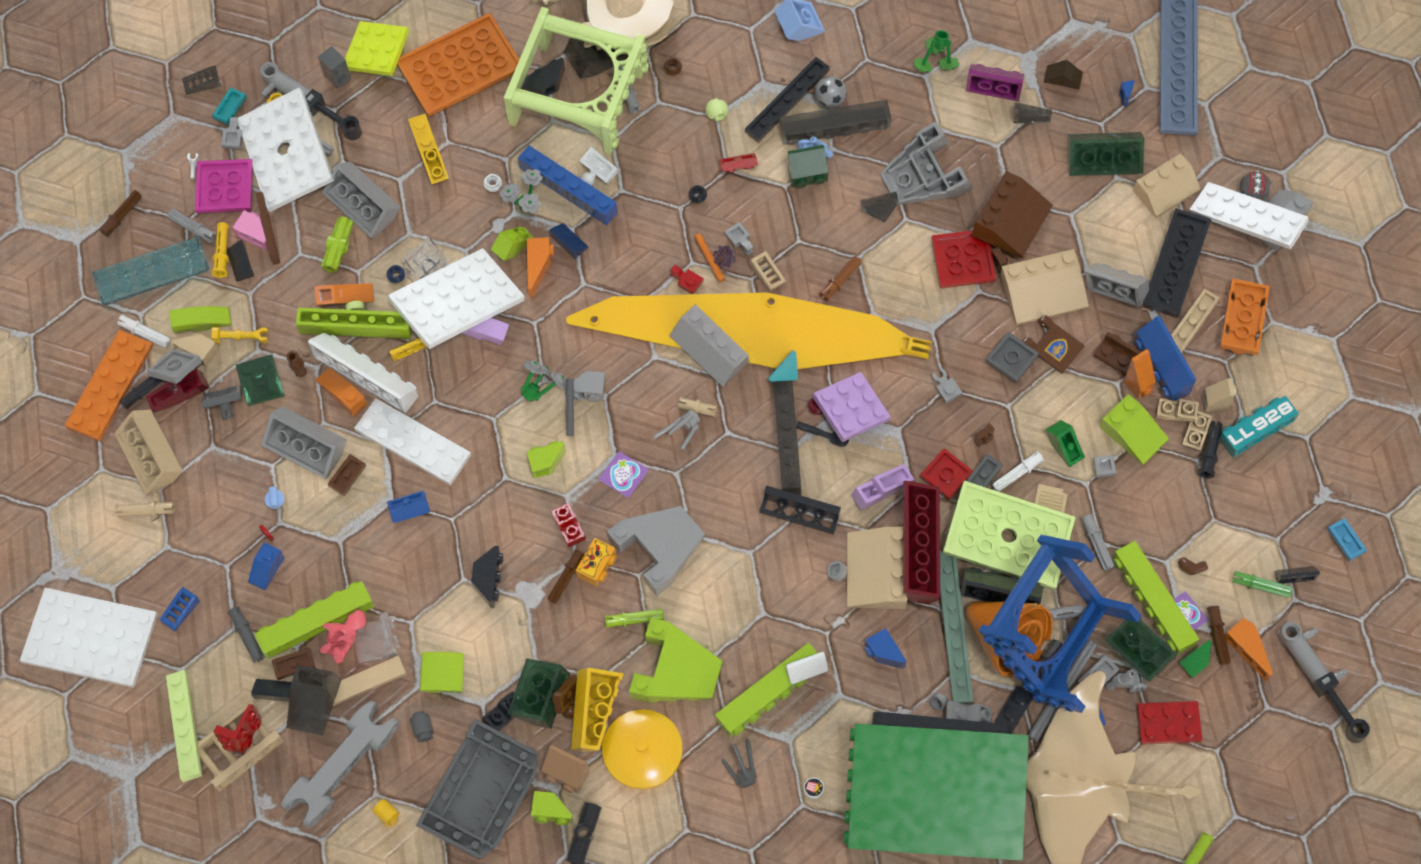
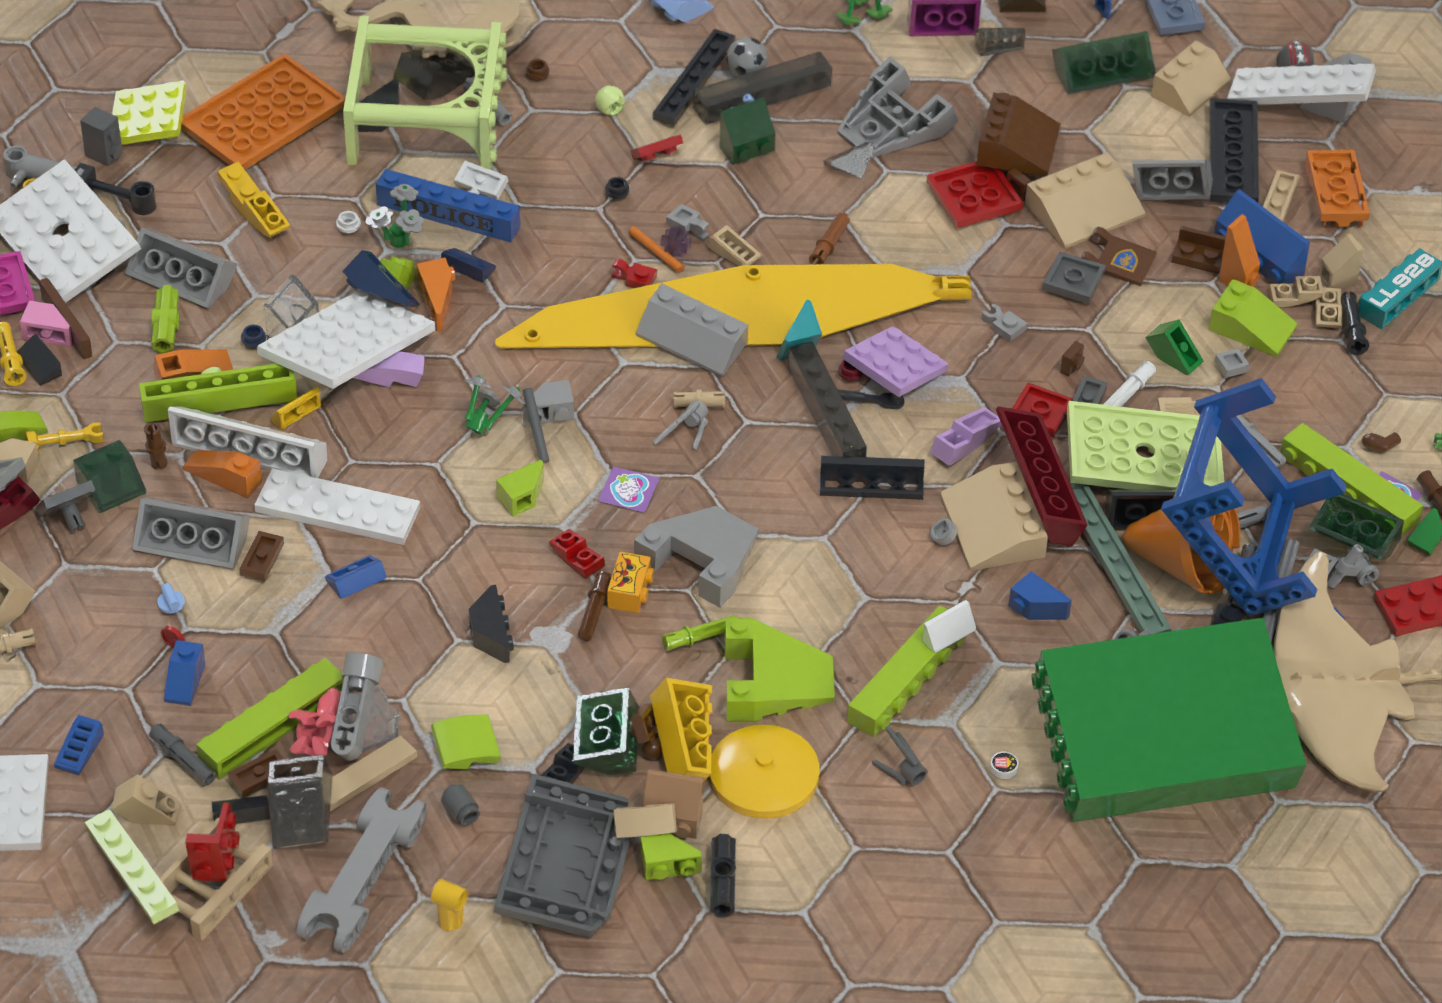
camera: 20 degrees left, 20 degrees down
(210, 671) = (145, 802): none -> tan slope
(374, 612) = (360, 674): none -> light grey beam
(492, 250) = (370, 275): none -> dark blue slope
(542, 782) = (645, 820): none -> tan slope

